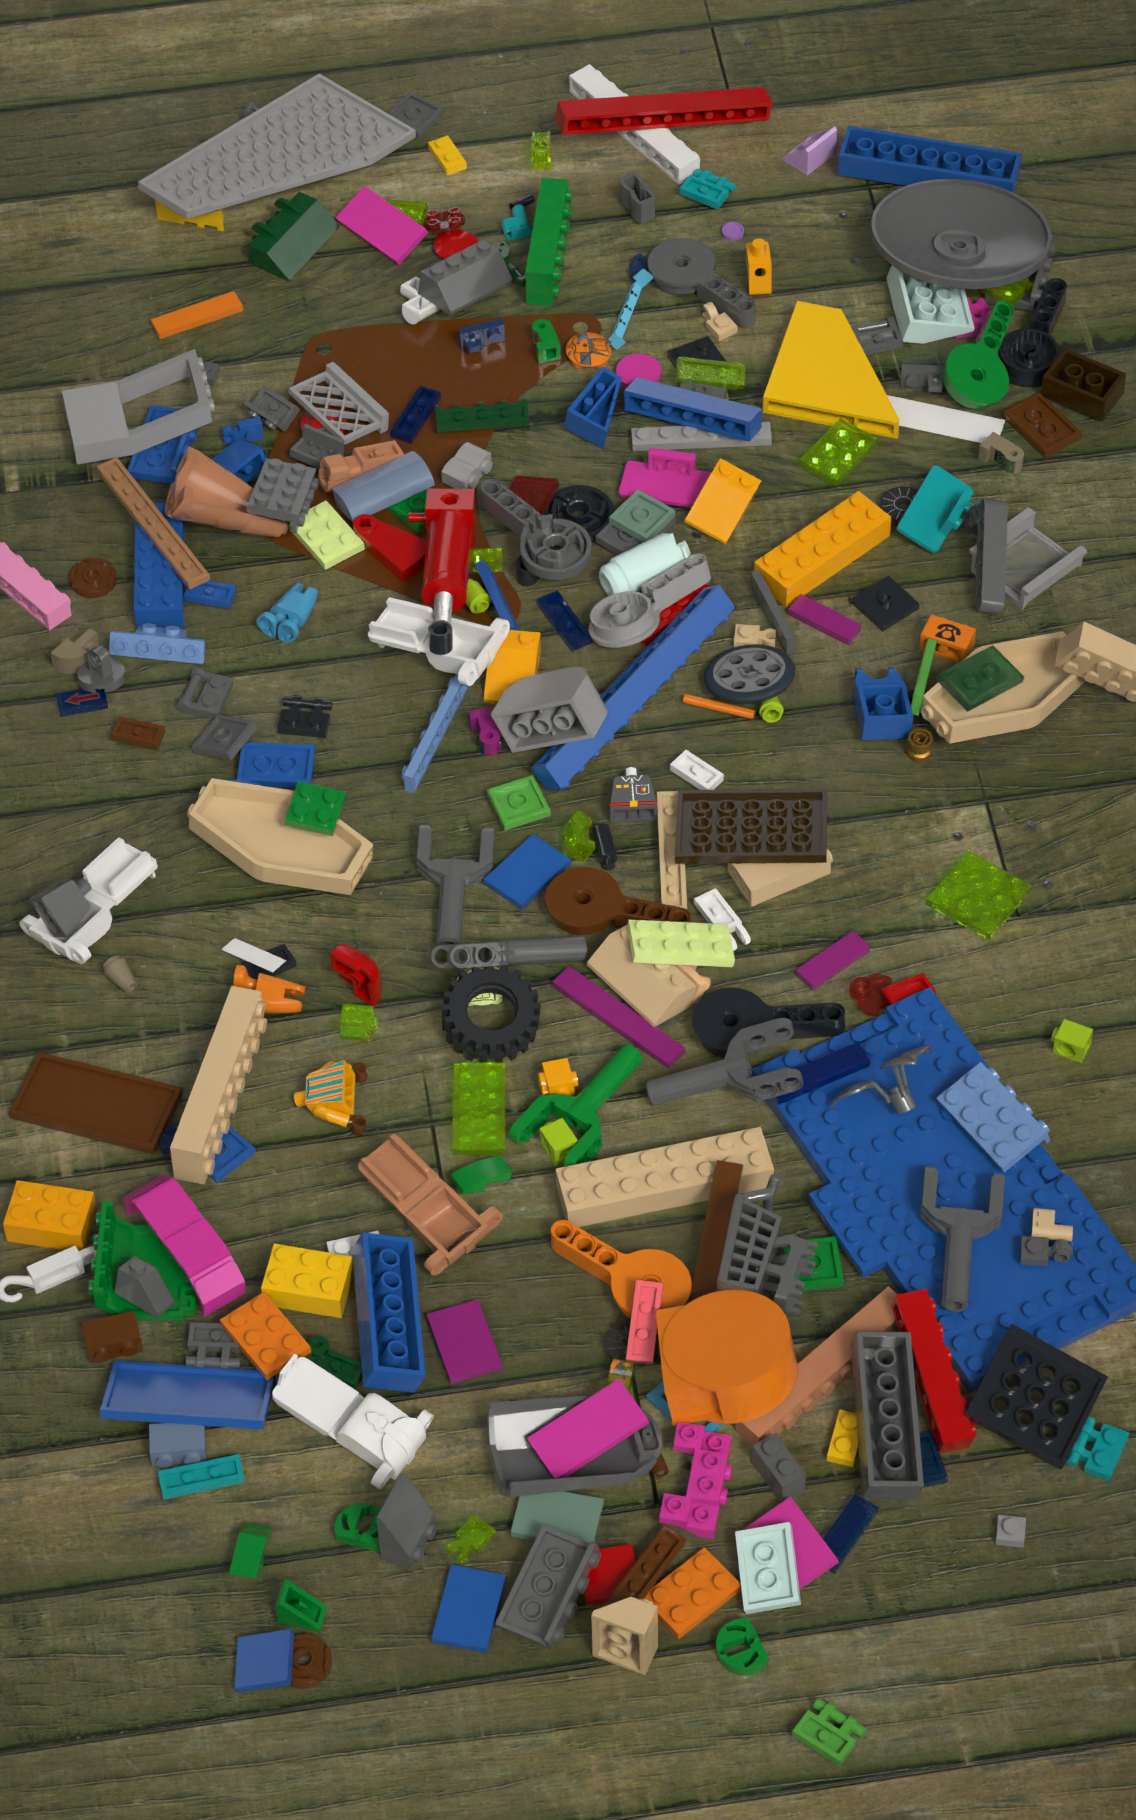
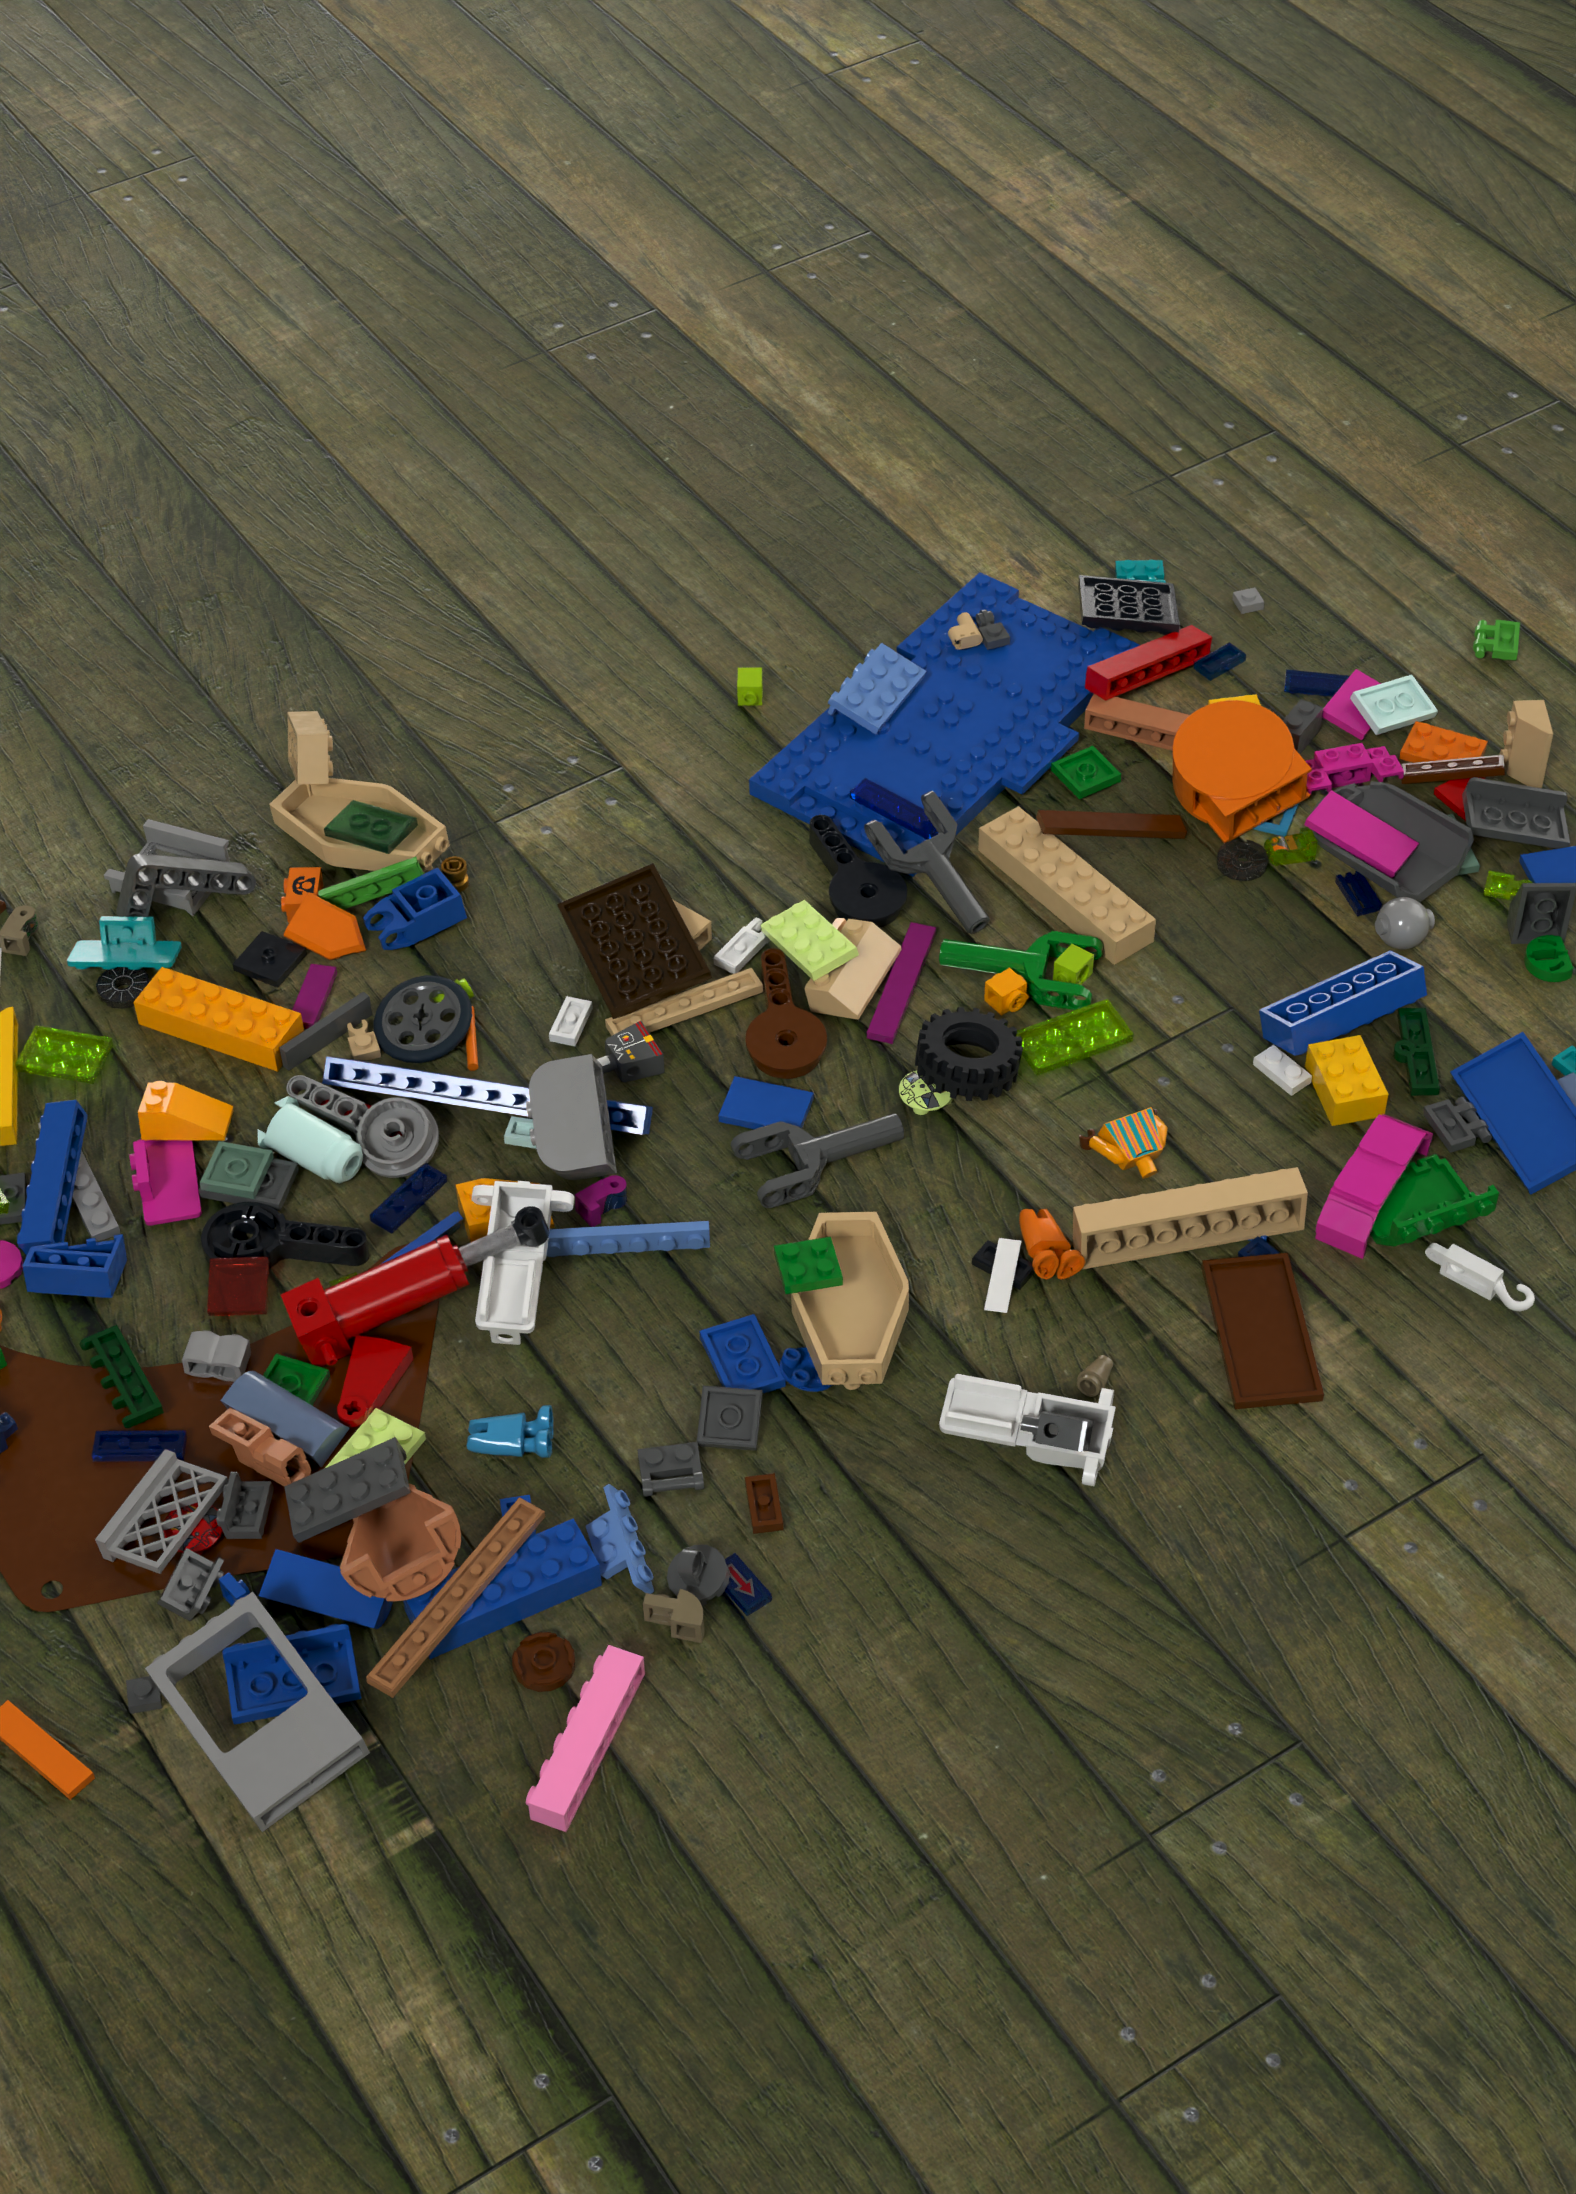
camera: 115 degrees left, 5 degrees down
(49, 1216) = (1420, 1300): light orange brick -> none
(112, 1337) = (1516, 1200): reddish brown brick -> none
(143, 1287) = (1449, 1183): dark grey slope -> none
(264, 1335) = (1427, 1082): orange plate -> none
(305, 722) = (665, 1362): black plate -> none
(357, 1022) = (1034, 1159): clear neon green brick -> none
(359, 971) = (980, 1170): red brick -> none
(363, 1425) = (1460, 990): white piece -> none
(427, 1203) = (1211, 1019): nougat piece -> none
(463, 1419) = (1403, 923): none -> light grey brick
(464, 1341) = (1320, 959): magenta tile -> none
(475, 1176) = (1147, 1006): green slope -> none
(512, 952) = (897, 1063): dark grey piece -> none
(518, 802) = (683, 1141): bright green plate -> none
(538, 534) = (316, 1233): dark grey beam -> none
(576, 837) = (705, 1076): clear neon green leg -> none
(604, 845) = (702, 1057): black cylinder -> none
(624, 1269) = (1182, 873): orange beam -> none
(643, 1323) = (1231, 834): coral plate -> none
(737, 1633) = (1467, 708): green piece -> none
(759, 1232) = (1124, 772): dark grey piece -> none
(832, 960) = (747, 861): magenta tile -> none
(871, 998) = (770, 825): clear red plate -> none
(886, 1415) = (1212, 670): dark grey brick -> none
(894, 639) = (325, 929): none -> orange tile
(900, 1094) = (909, 771): dark grey plant -> none
(906, 988) = (756, 799): red tile -> none
(960, 1229) = (1006, 675): dark grey piece -> none
(978, 895) = (613, 792): clear neon green plate -> none

